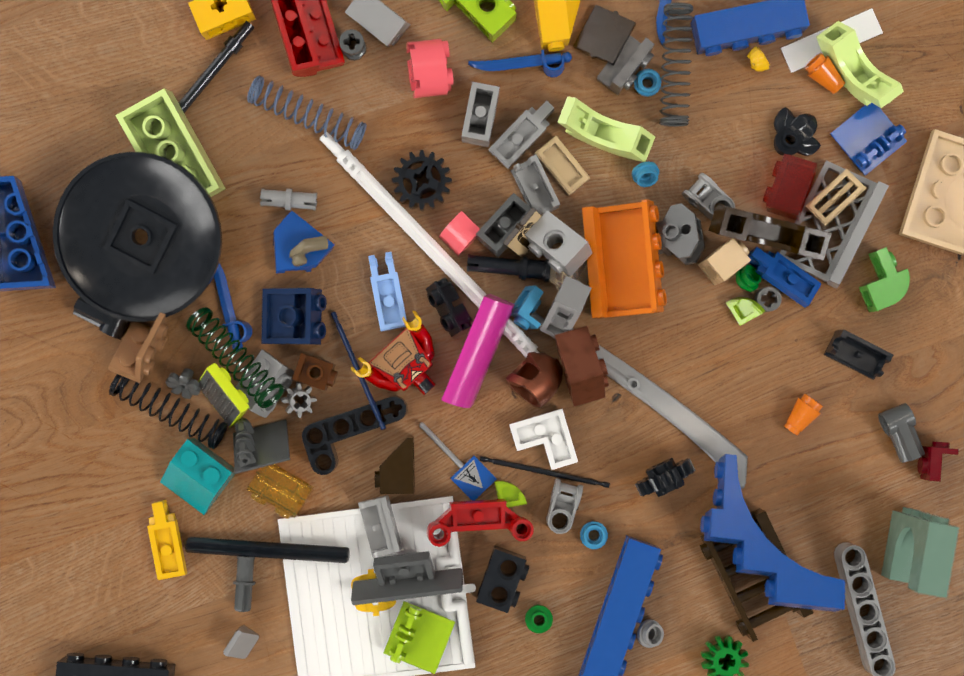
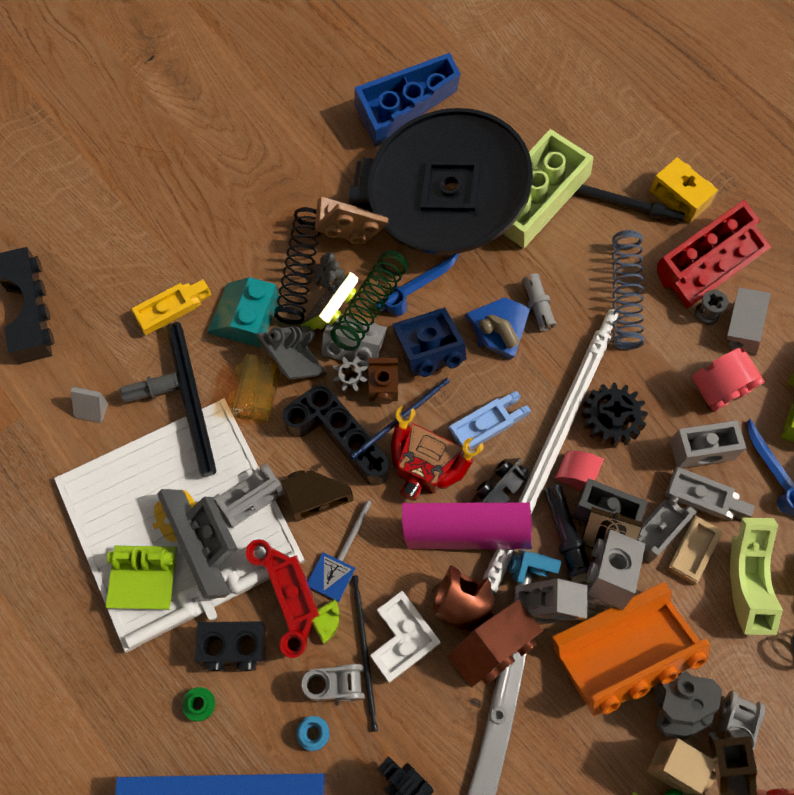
camera: 70 degrees right, 20 degrees down
(645, 174) = (725, 644): dark azure plate -> none

